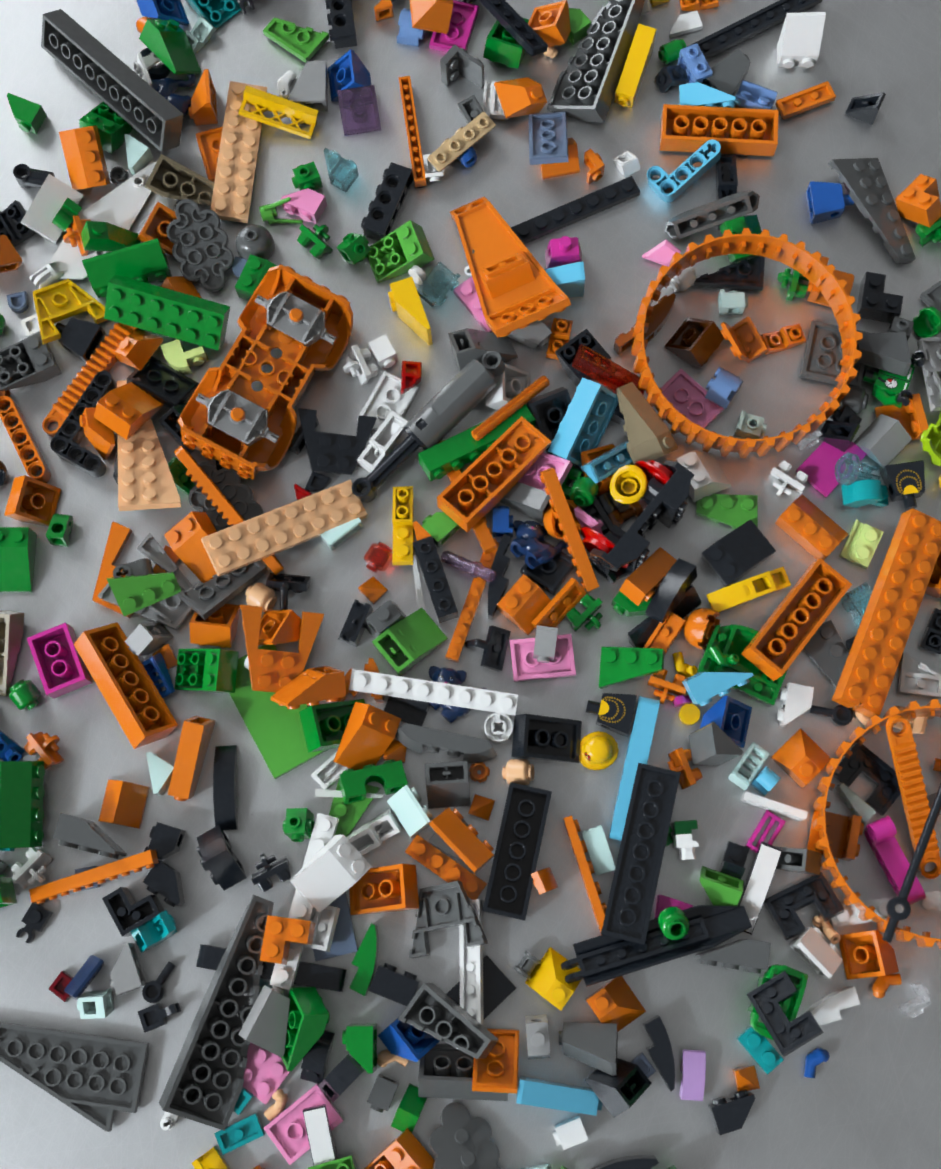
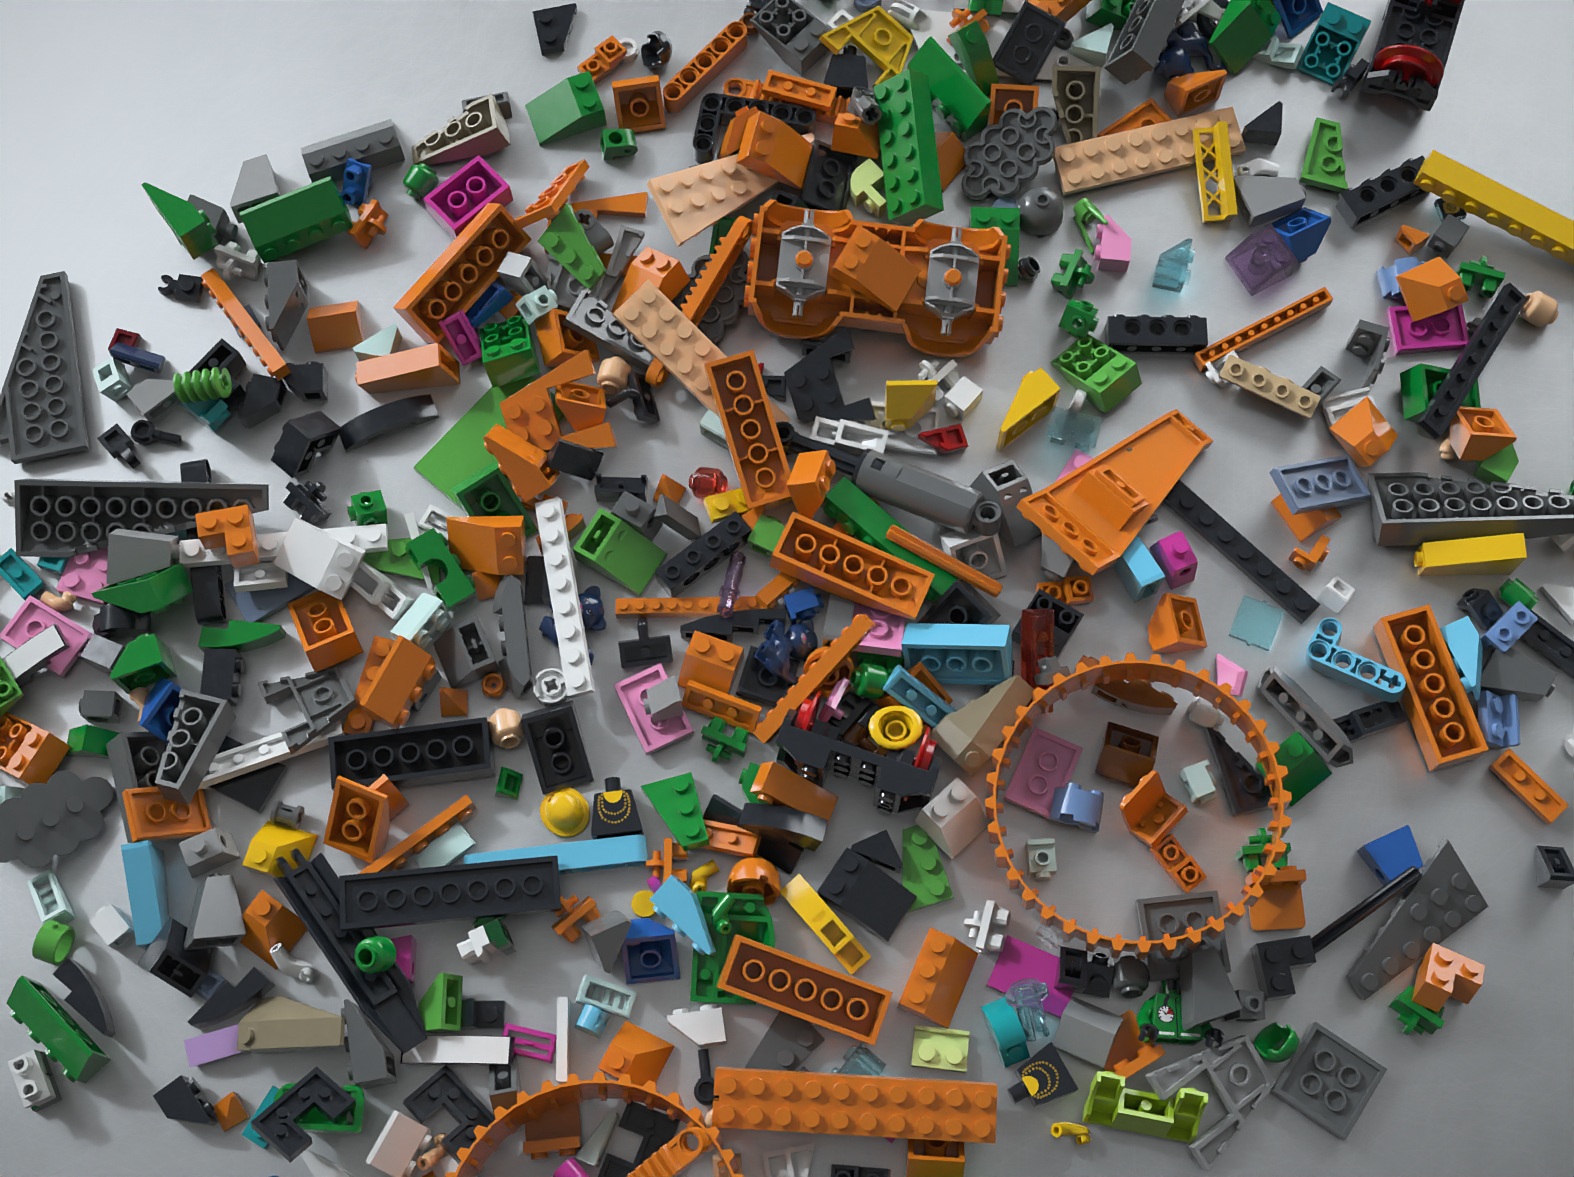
camera: 65 degrees right, 5 degrees down
(79, 375) = (799, 90): none -> orange plate
(90, 590) = (554, 196): none -> orange wing
(115, 197) = (1028, 43): none -> black tile
(116, 331) = (864, 106): none -> dark grey piece
(143, 925) = (202, 387): none -> bright green piece
(178, 634) = (537, 304): none -> light aqua brick
(180, 703) = (462, 337): none -> dark pink slope
(256, 64) = (1265, 127): none -> black slope
(267, 367) = (875, 269): none -> orange slope
(299, 267) = (1029, 268): none -> black plate
(306, 177) = (1146, 234): green brick -> none
(321, 649) = (574, 459): none -> black slope
(354, 507) = (749, 428): none -> orange slope
(375, 391) = (908, 402): none -> yellow slope
(400, 588) = (677, 518): none -> dark grey slope
(414, 476) = (810, 481): none -> orange slope
(468, 155) = (1257, 402): blue tile -> none
(559, 907) = (357, 820): none -> orange slope
(561, 786) = (508, 784): none -> green slope
(613, 273) = (1176, 625): none -> orange slope
(624, 365) = (1048, 668): none -> dark grey tile
(628, 222) = (1256, 623): none -> clear light blue piece
(650, 995) = (292, 966): none -> white arm
(699, 1013) = (288, 1025): none -> dark tan wedge
(707, 532) = (880, 851): none -> black slope
(856, 229) = (1365, 908): none -> black axle

